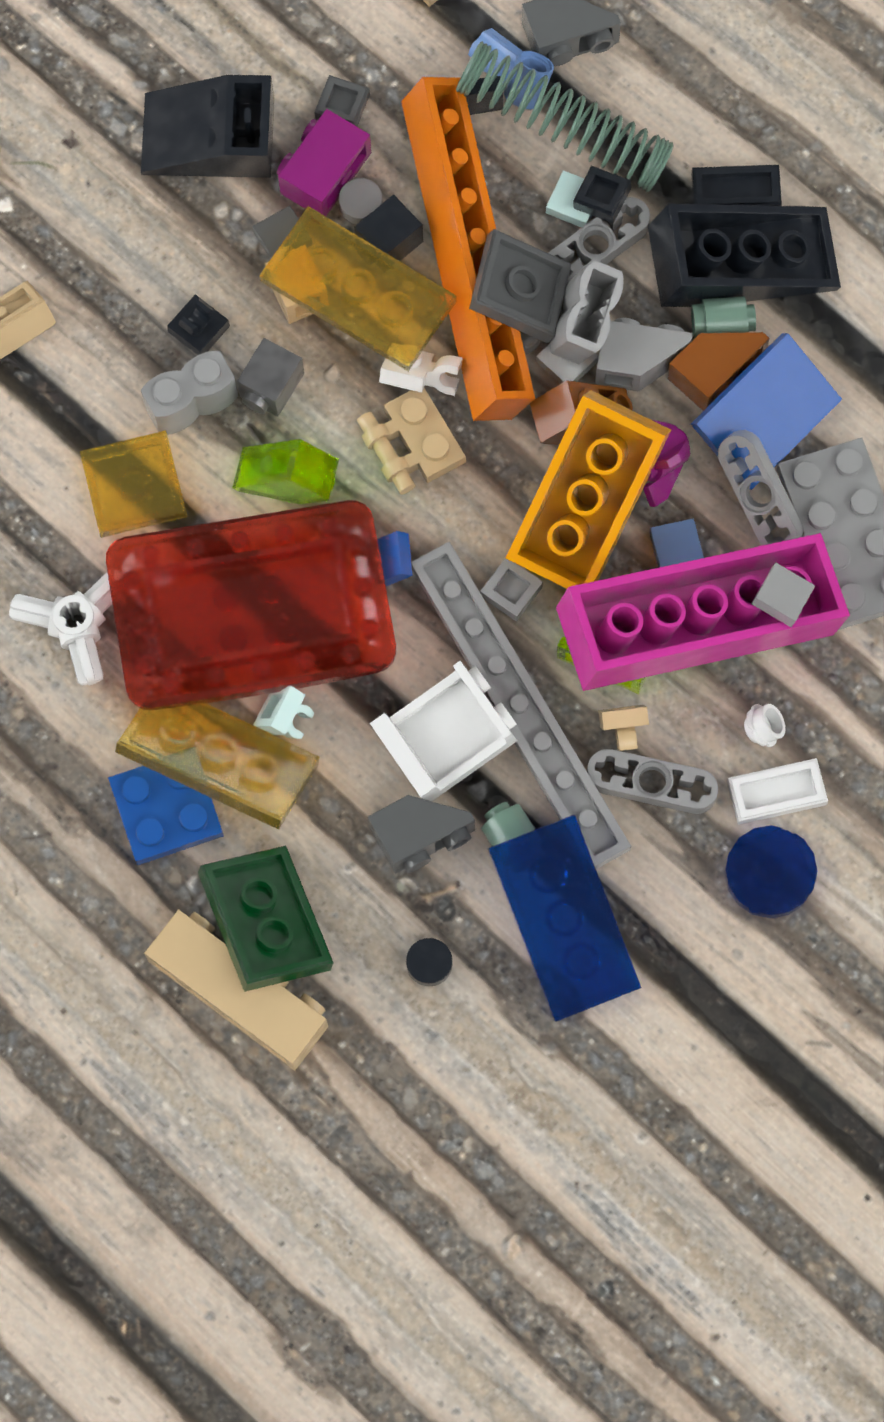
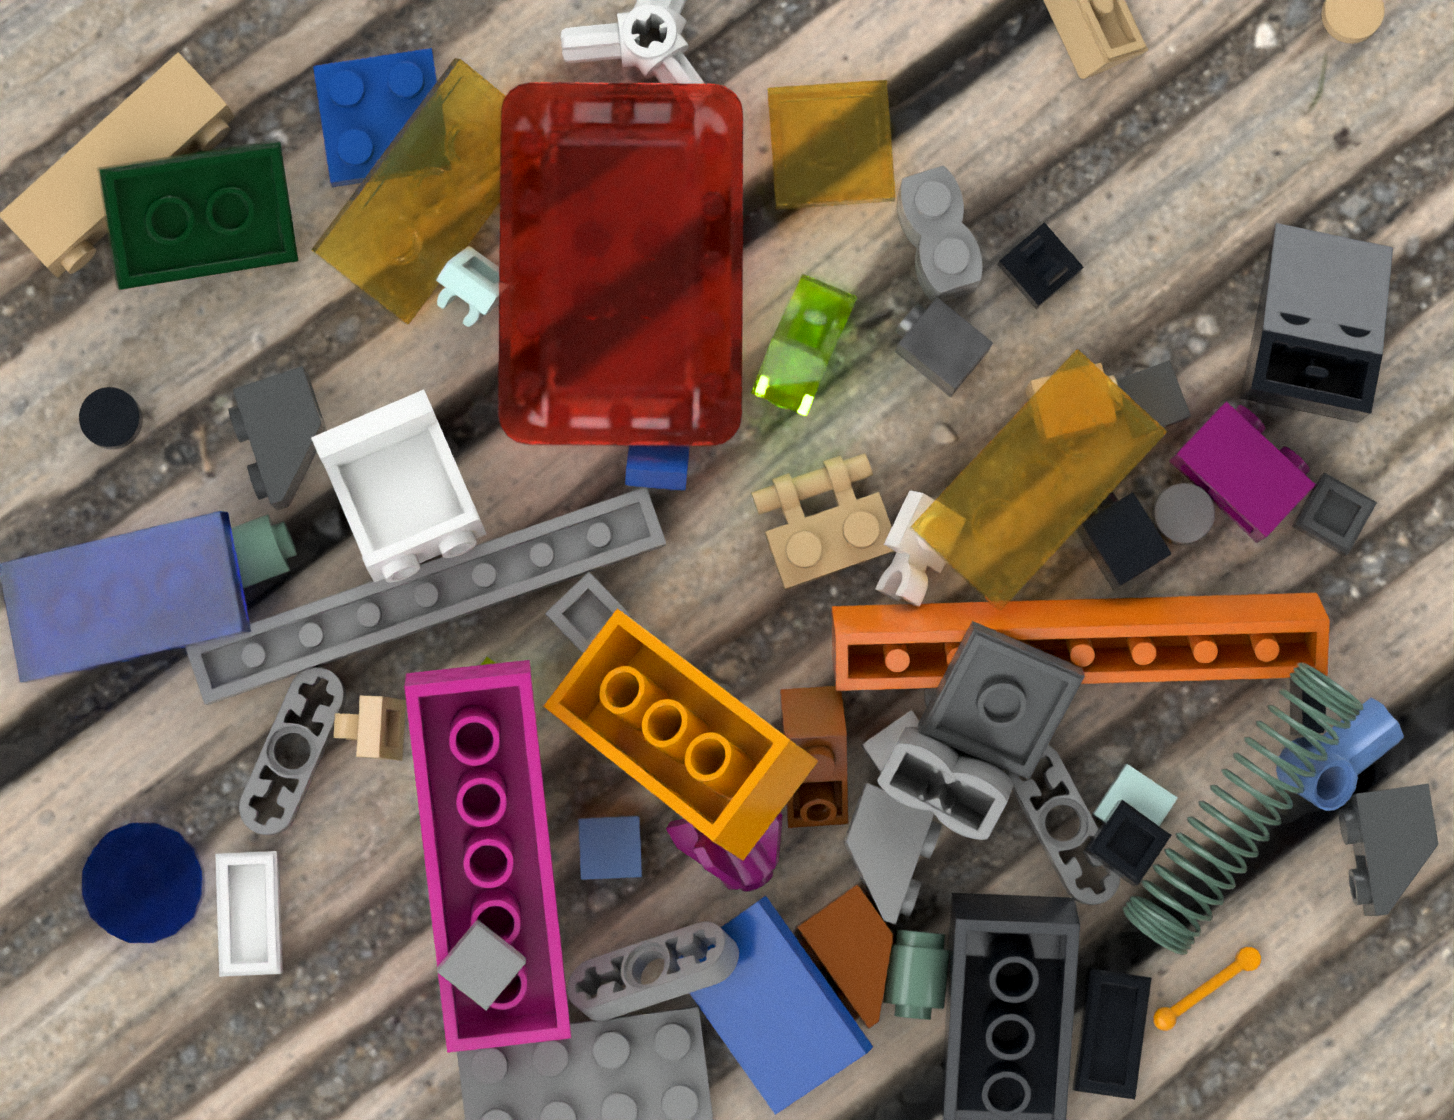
camera: 90 degrees right, 10 degrees up
(665, 111) = (1245, 959): none -> light orange hinge
(764, 725) = (336, 913): white plate -> none

